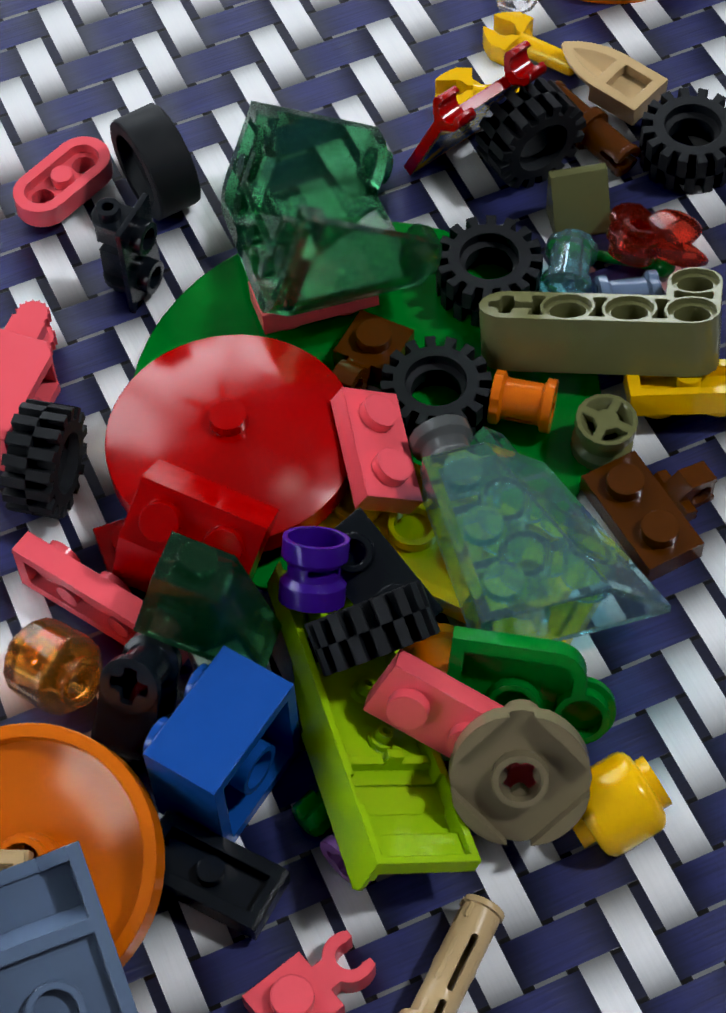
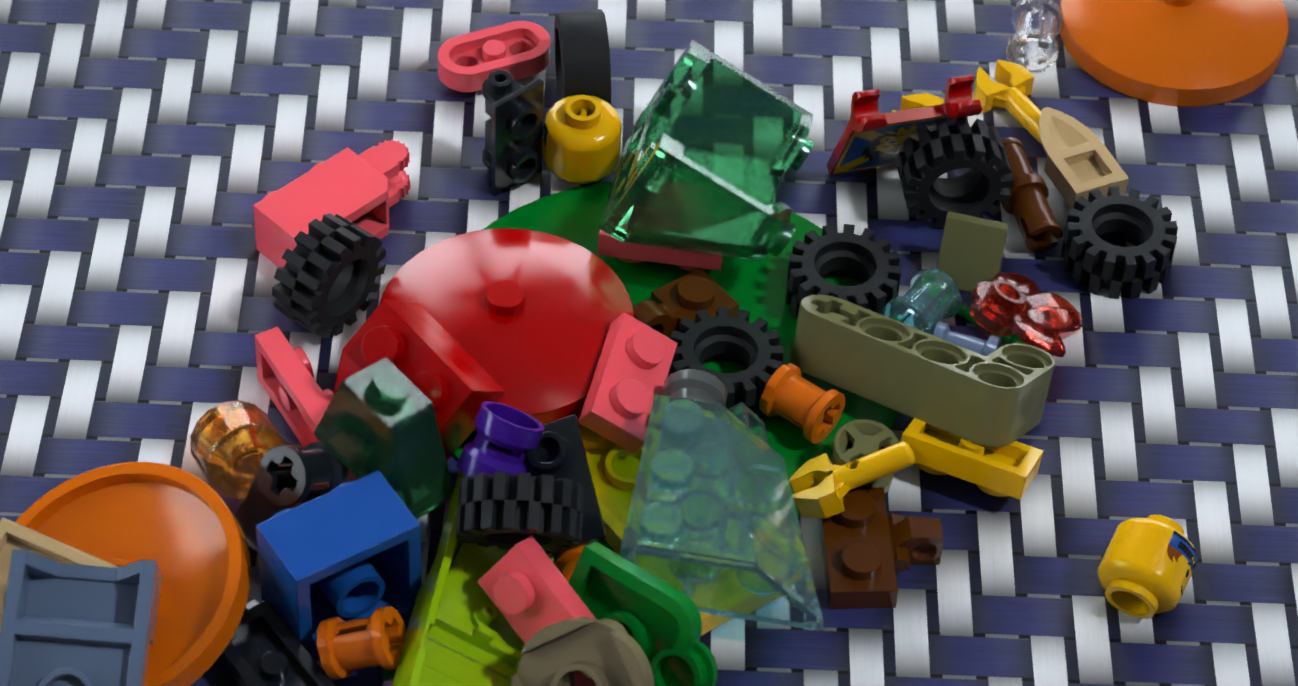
camera: 20 degrees right, 10 degrees down
(191, 230) = (581, 142): none -> yellow head
(284, 815) = (361, 642): none -> orange bush
(605, 461) = (822, 485): none -> yellow bar

